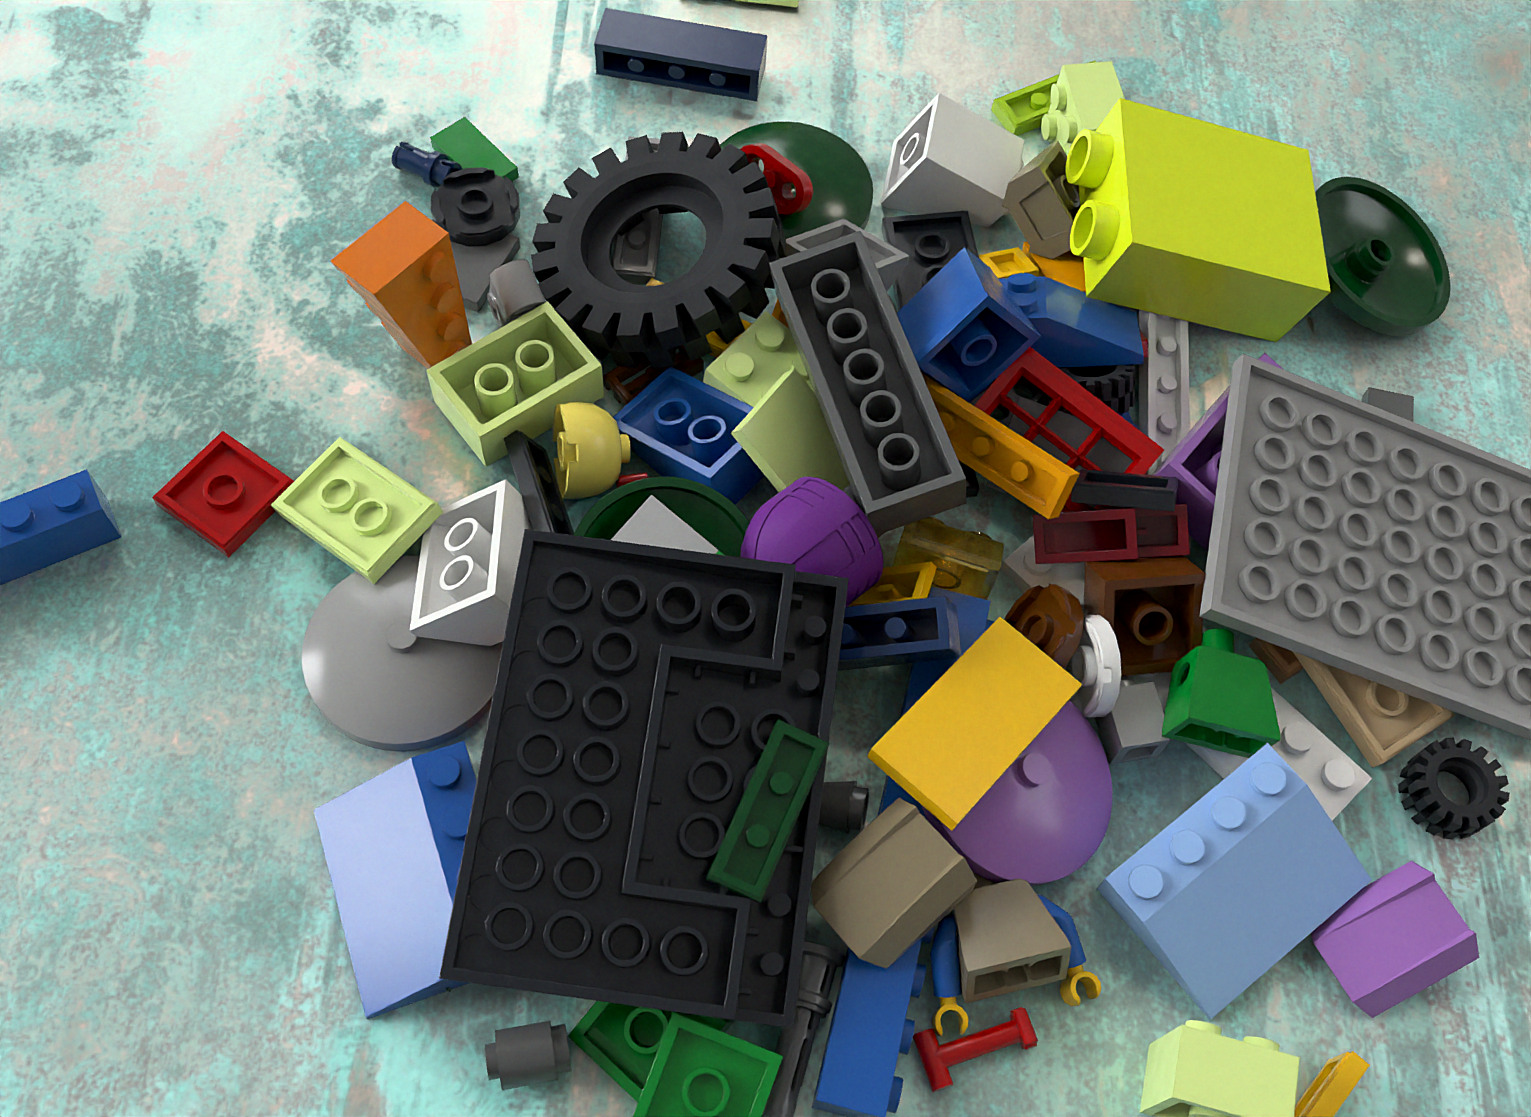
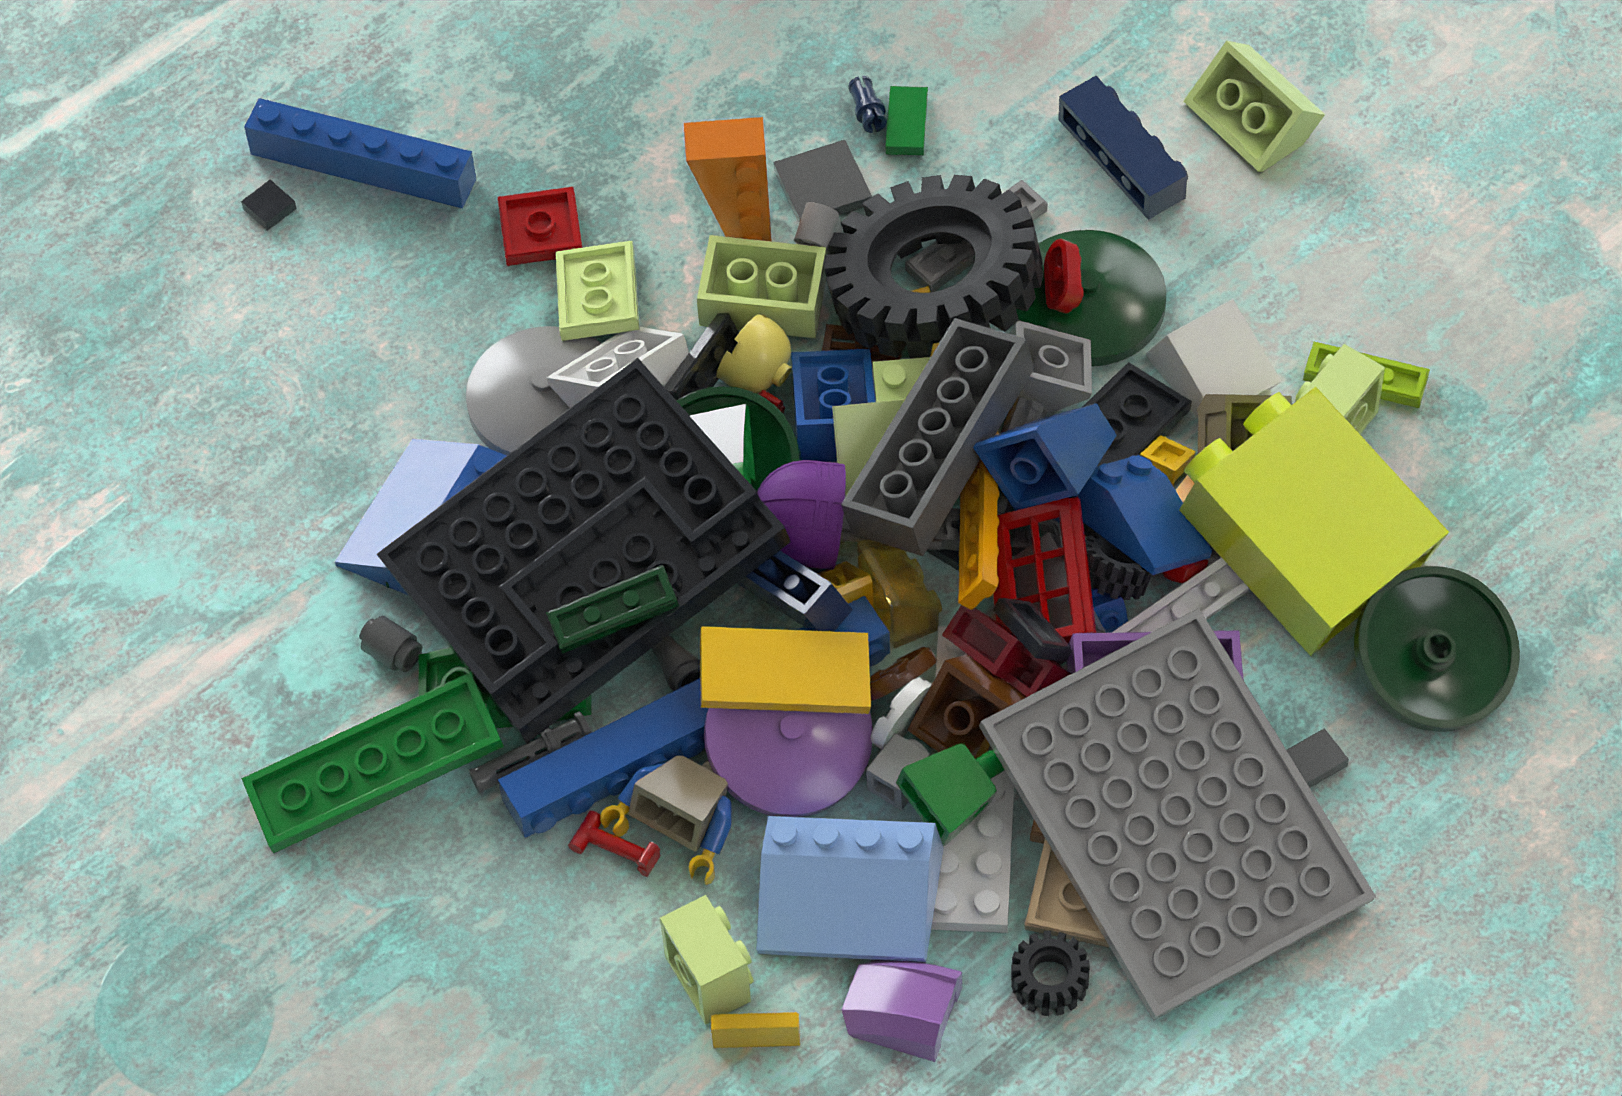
camera: 55 degrees right, 5 degrees down
(476, 206) = (864, 155): black tile -> none
(891, 885) = (646, 715): dark tan slope -> none

